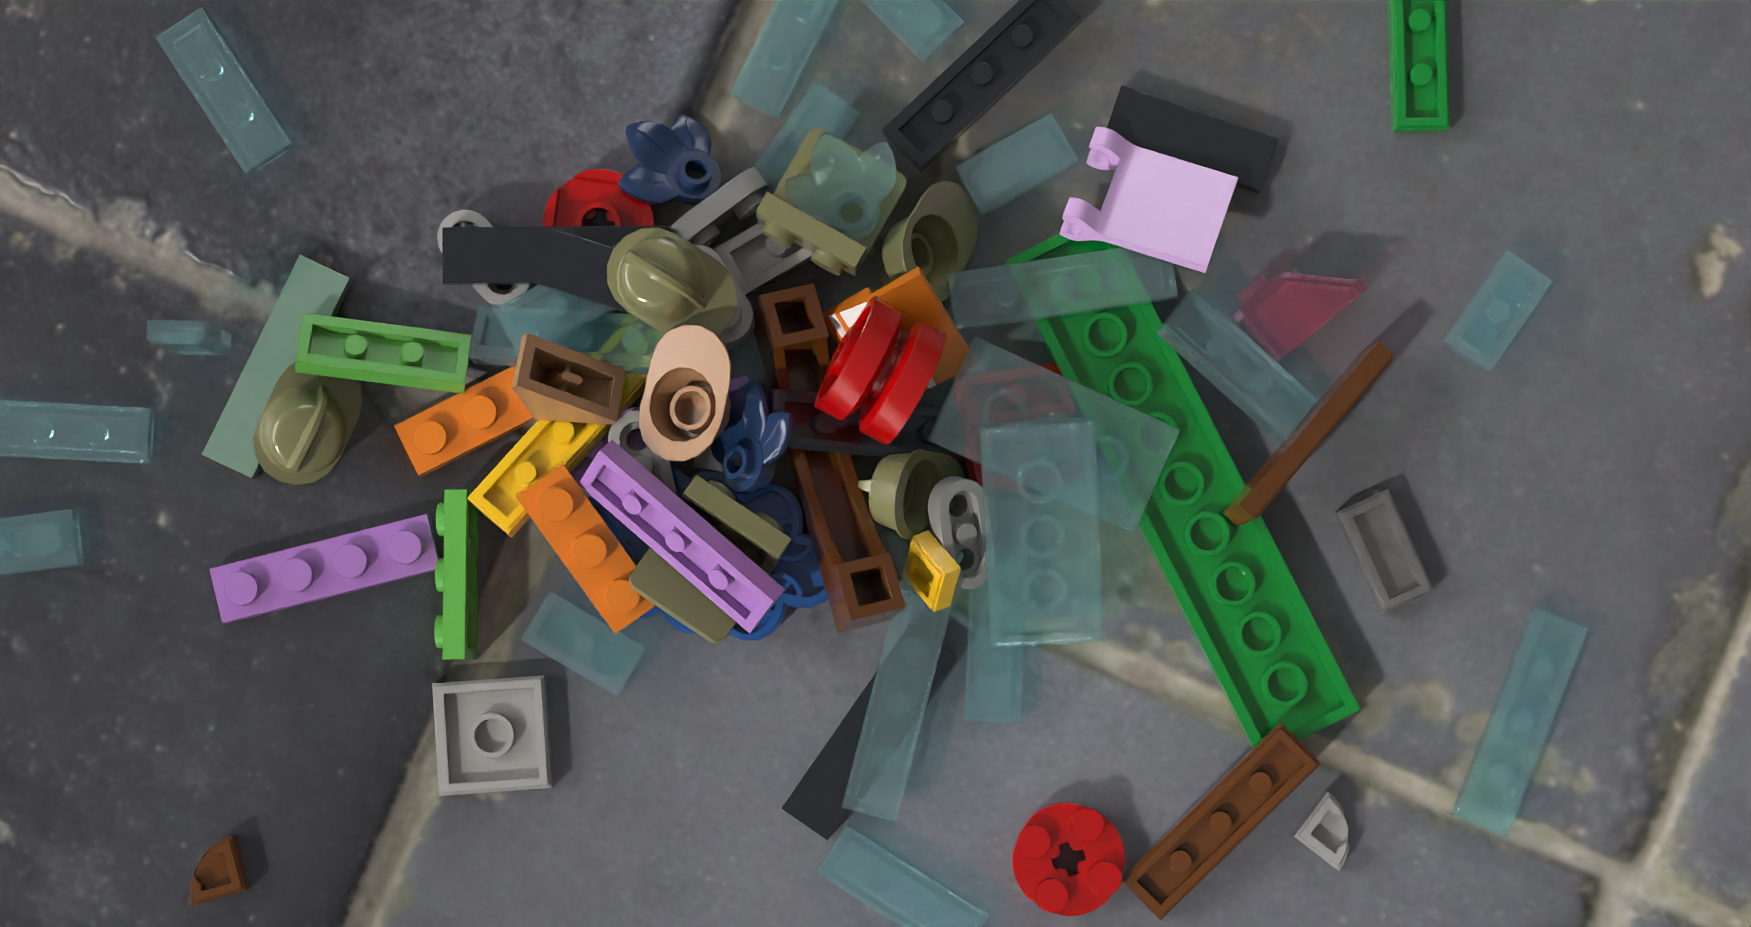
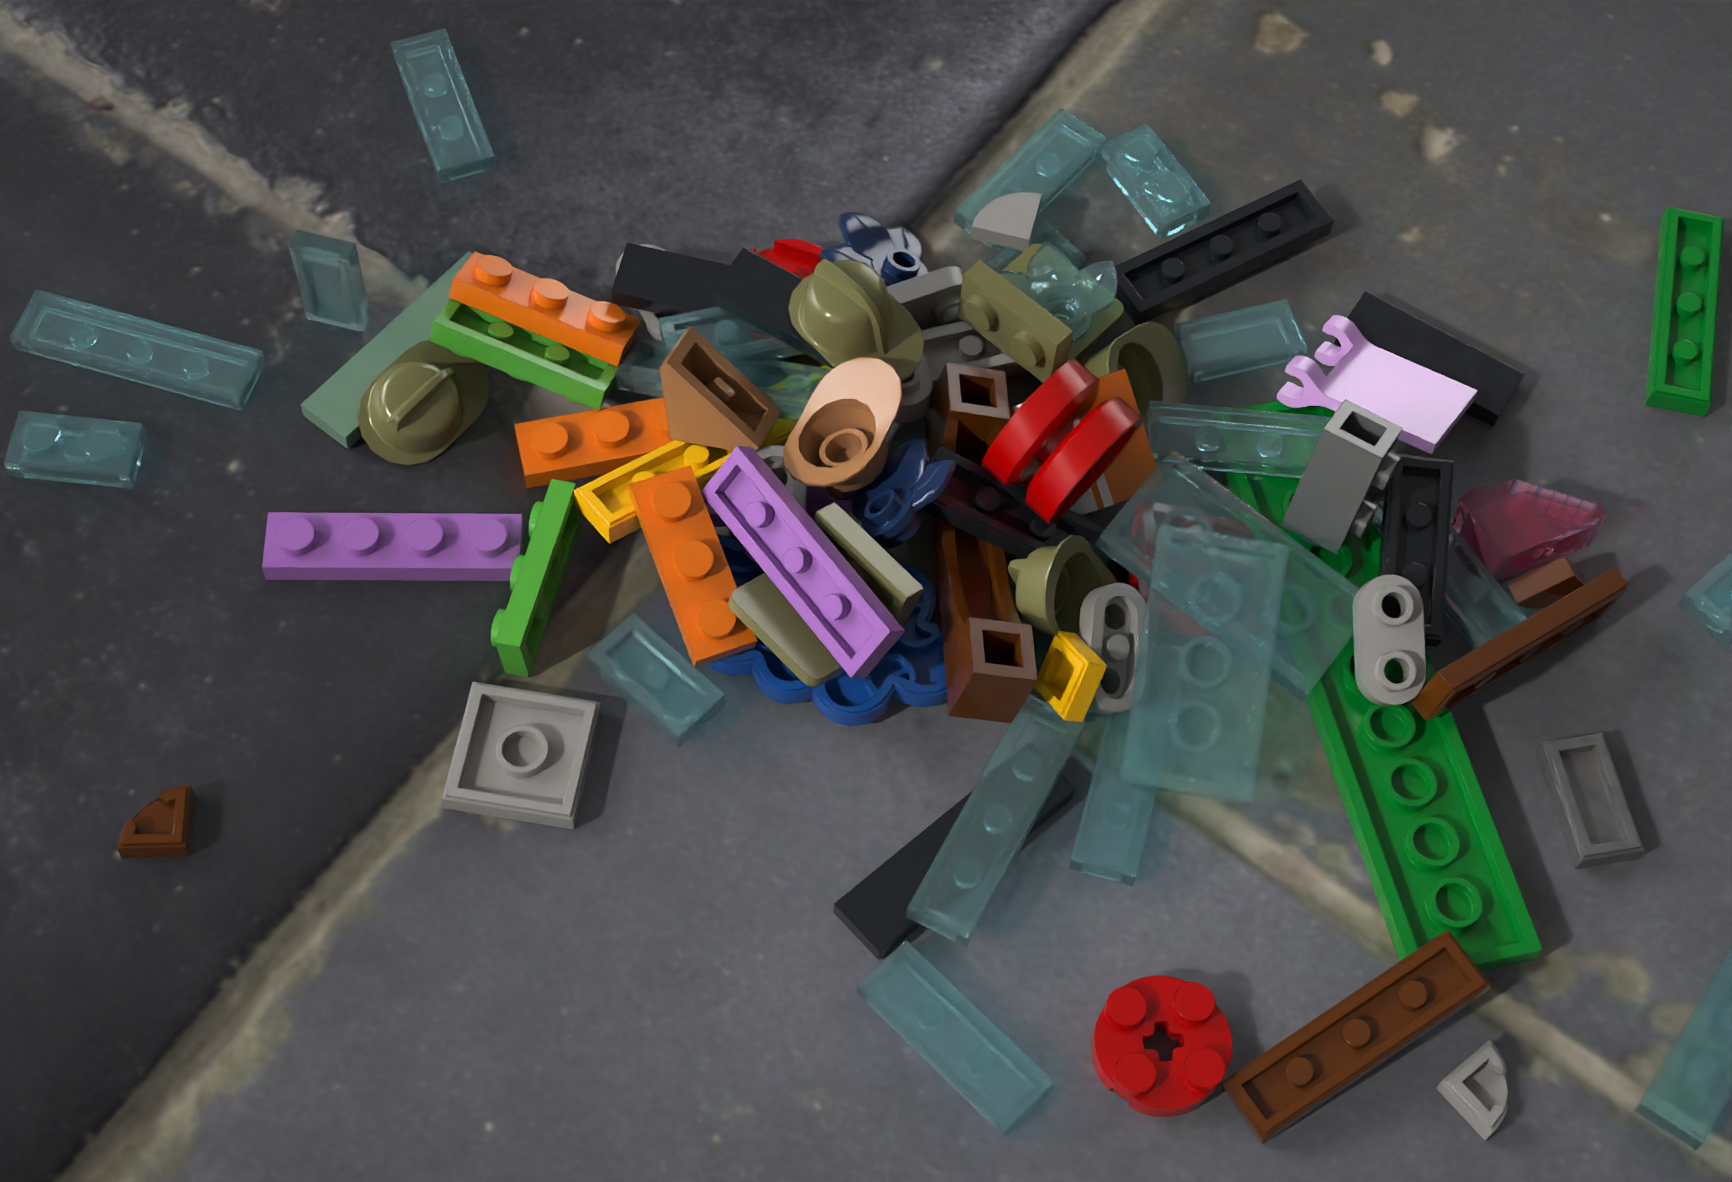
camera: 10 degrees right, 25 degrees down
(387, 306) = (545, 308): none -> orange plate
(782, 98) = (1008, 220): none -> light grey tile
(1132, 332) = (1340, 477): none -> dark grey brick
(1194, 472) = (1386, 638): none -> light grey plate
(1203, 369) = (1418, 536): none -> black tile
(1327, 356) = (1547, 584): none -> reddish brown tile

